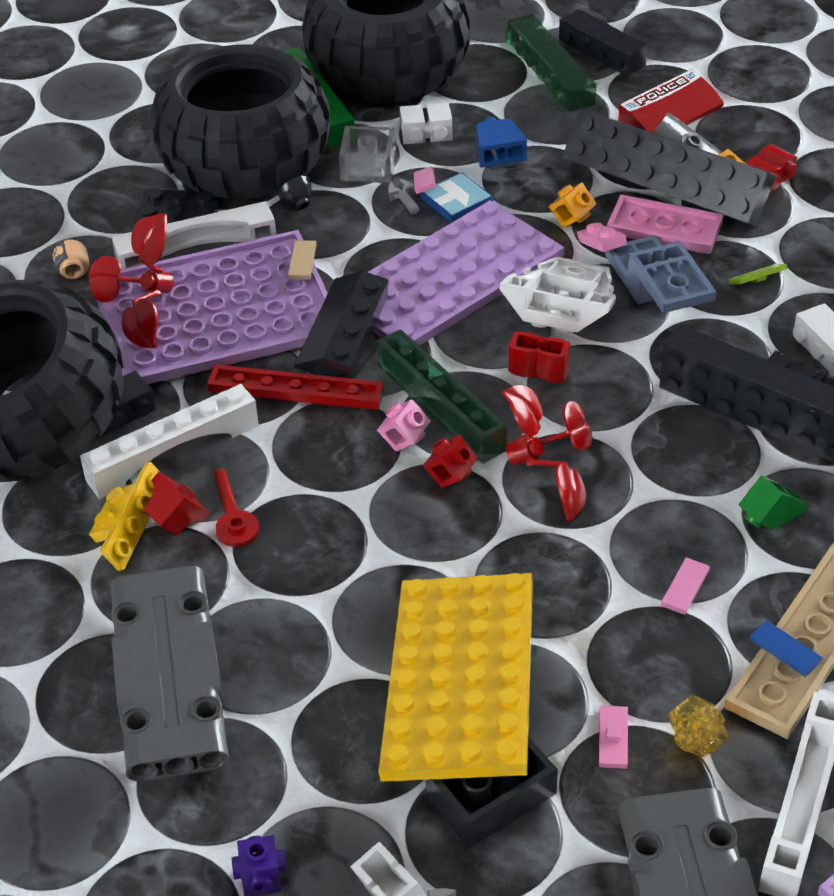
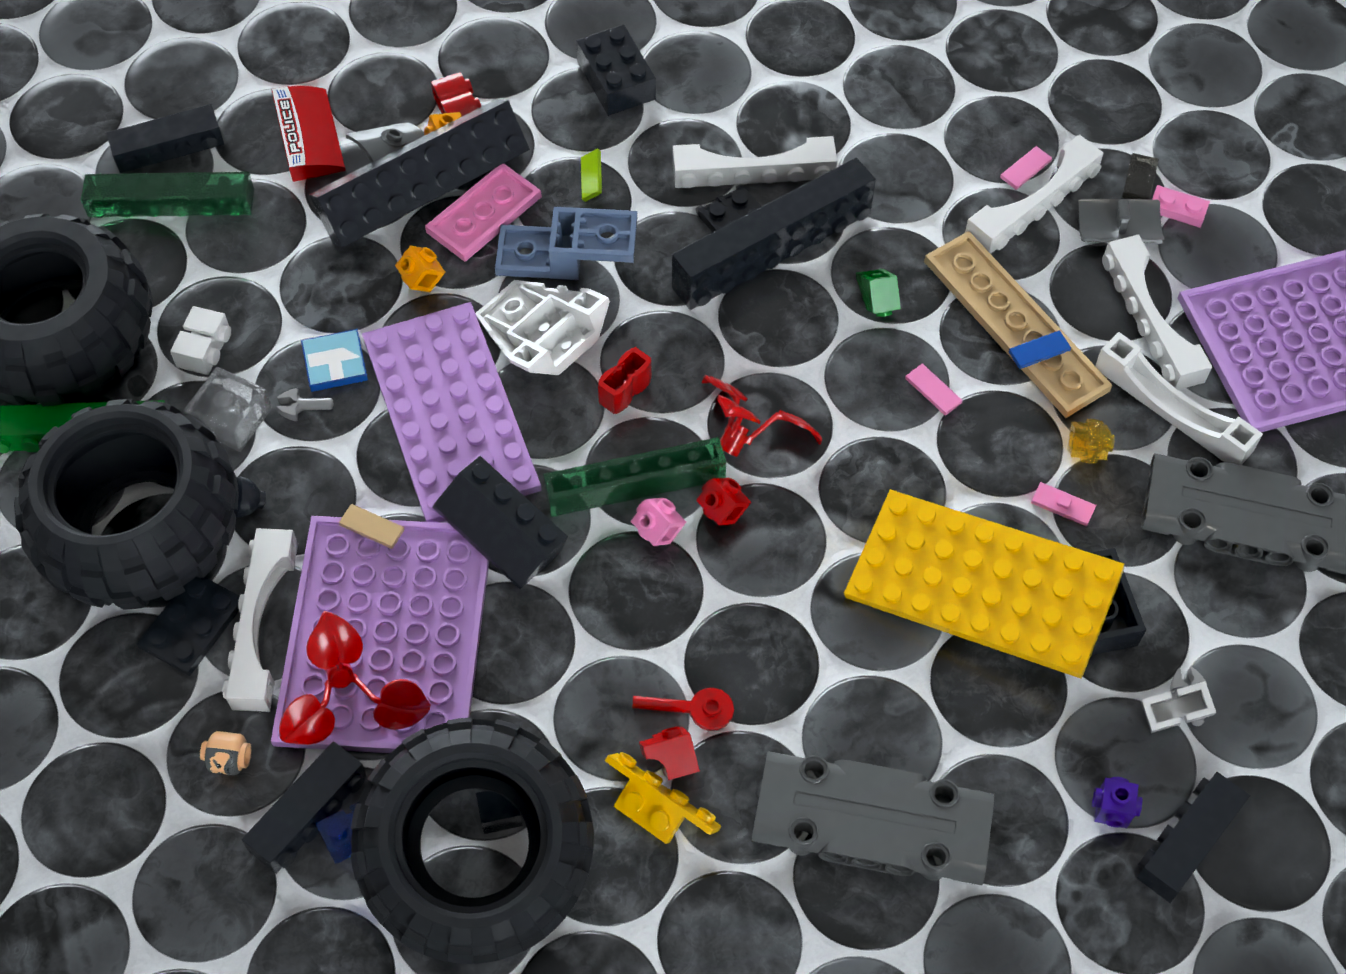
camera: 70 degrees left, 15 degrees up
(115, 462) = (576, 722): white arch -> none
(298, 386) = (548, 598): red plate -> none
(424, 179) = (296, 376): bright pink piece -> none
(499, 142) = (274, 290): blue torso -> none
(601, 237) = (480, 266): bright pink plate -> none

